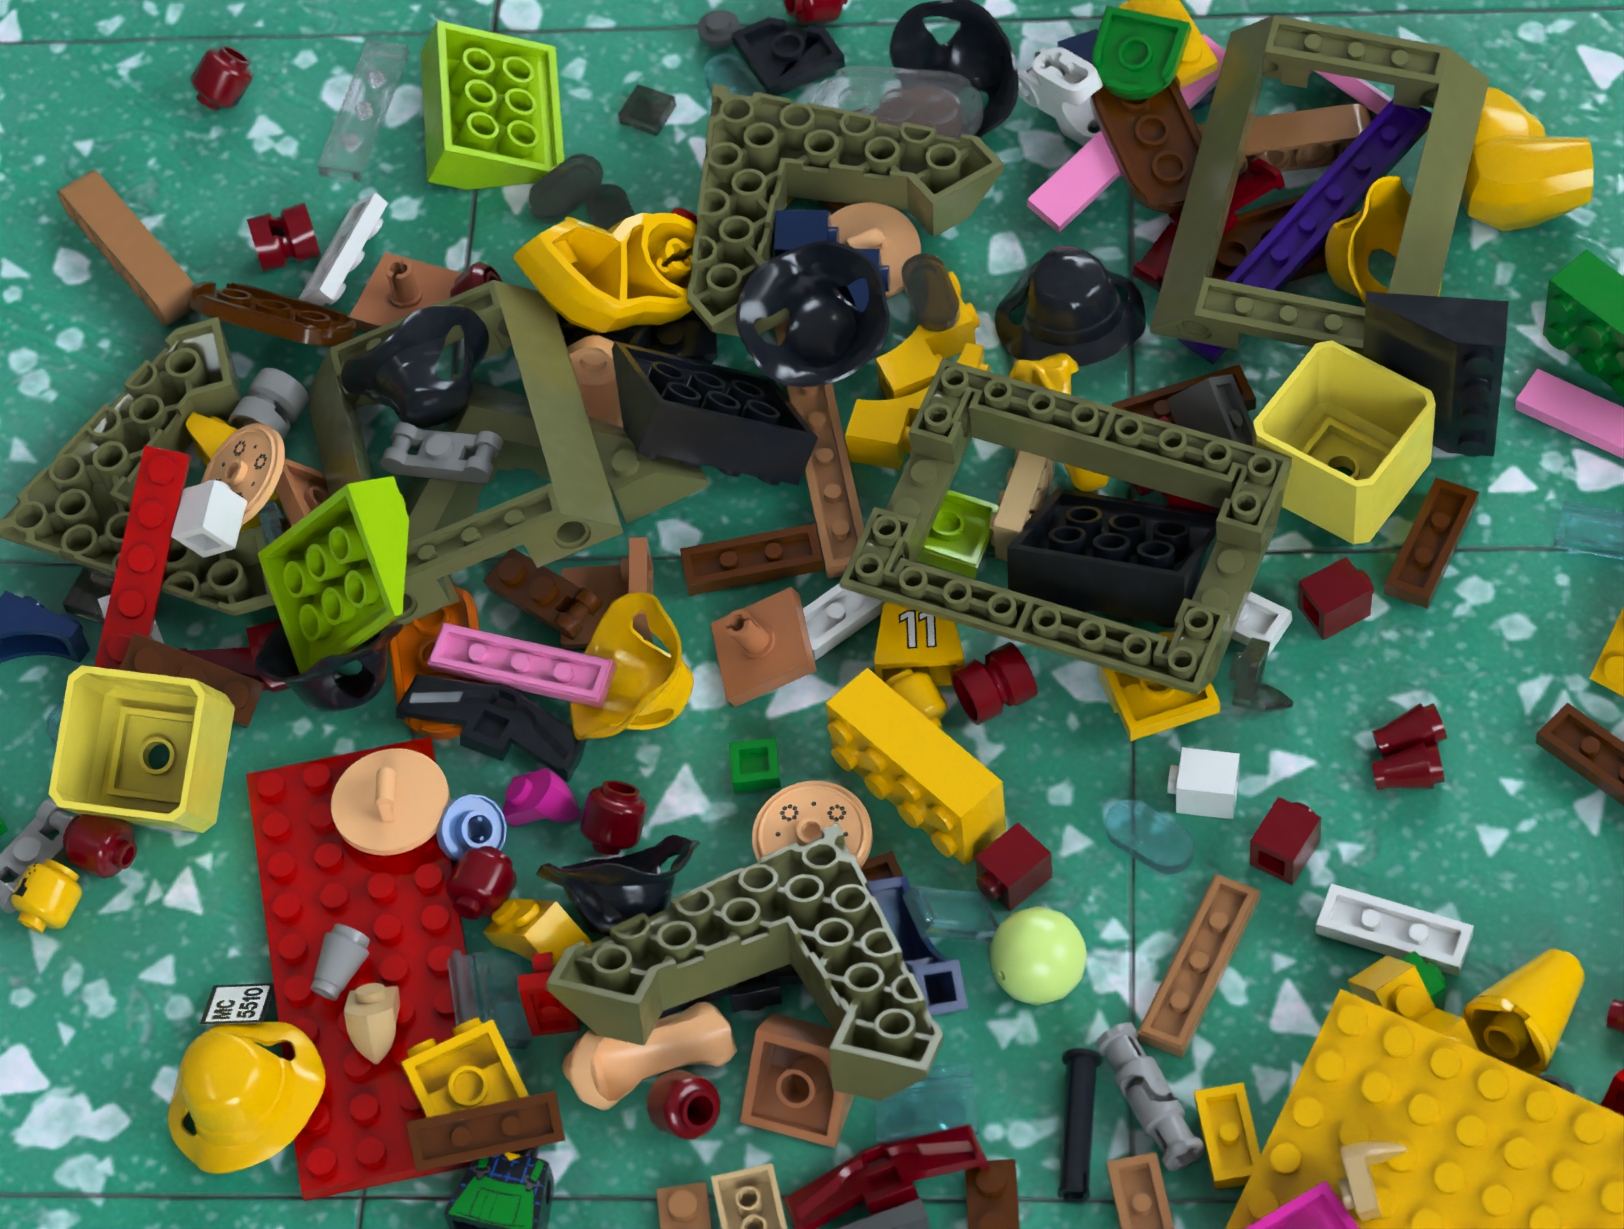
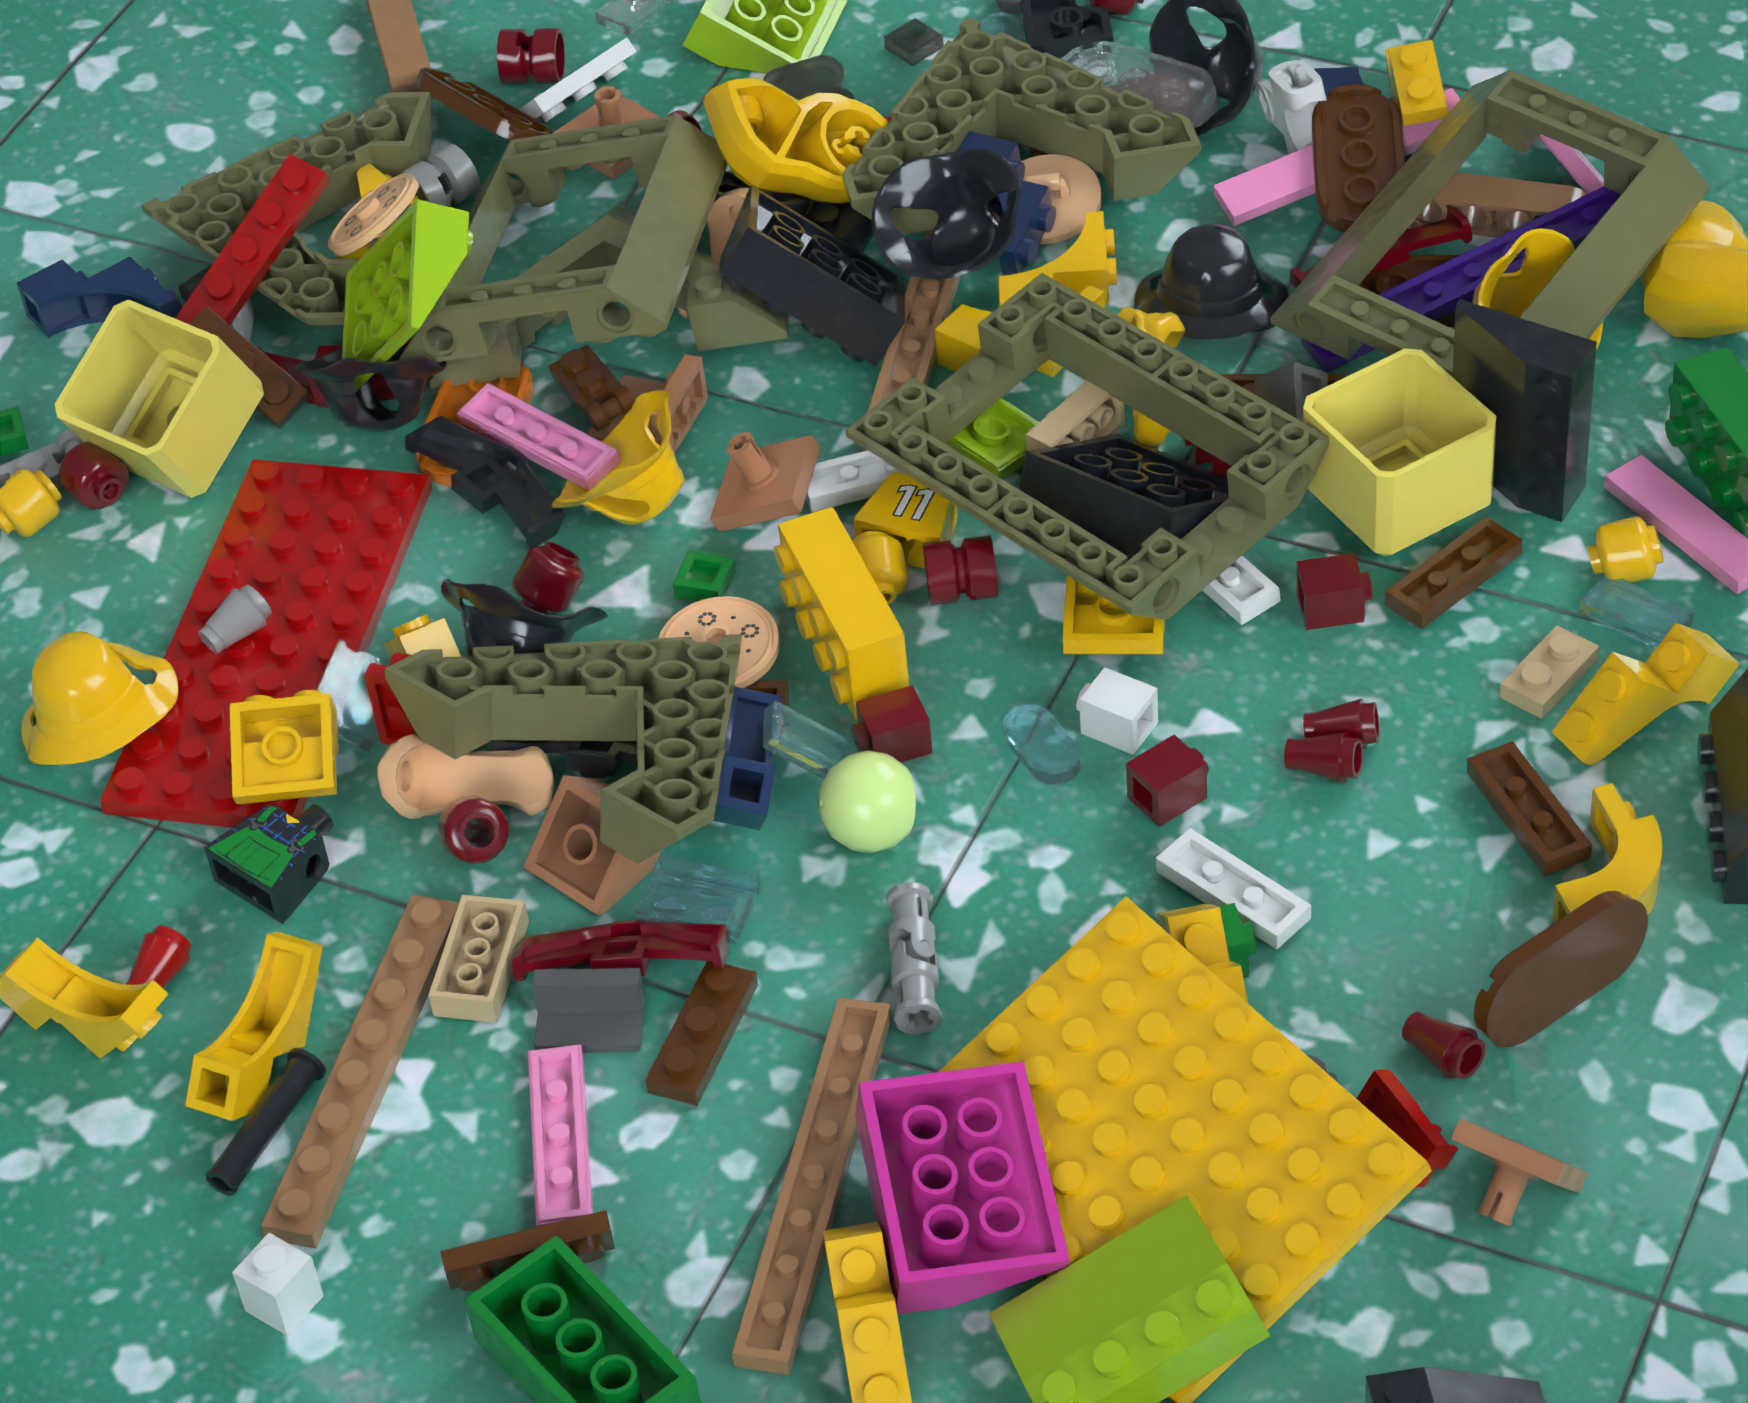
camera: 20 degrees right, 10 degrees down
(209, 518) = (320, 233): white brick -> none
(237, 1004) = (135, 635): sticker -> none
(372, 1019) = (231, 672): tan plate -> none
(390, 801) = (356, 509): light nougat shield -> none
(406, 363) = (548, 157): black piece -> none
(441, 454) = (555, 242): light grey plate -> none
(469, 824) = (417, 554): medium blue plate -> none
(480, 882) = (400, 596): dark red head -> none
(485, 1131) = (273, 786): reddish brown plate -> none
(538, 797) = (493, 545): dark pink plate -> none
(752, 559) = (794, 412): reddish brown plate -> none
(930, 292) = (1077, 234): clear smoke tile -> none
(1077, 1123) = (833, 960): black pin -> none
(1138, 52) = (1371, 78): green tile -> none
(1198, 966) = (1027, 865): medium nougat tile -> none
(1227, 1134) = (970, 1006): yellow plate -> none
(1248, 673) = (1207, 635): clear smoke plate -> none
(1358, 1186) = (1055, 1072): tan plate -> none
(1527, 1011) = (1320, 989): yellow cone -> none
(1558, 617) = (1549, 672): none -> tan plate
(1573, 474) = (1626, 550): none -> yellow head

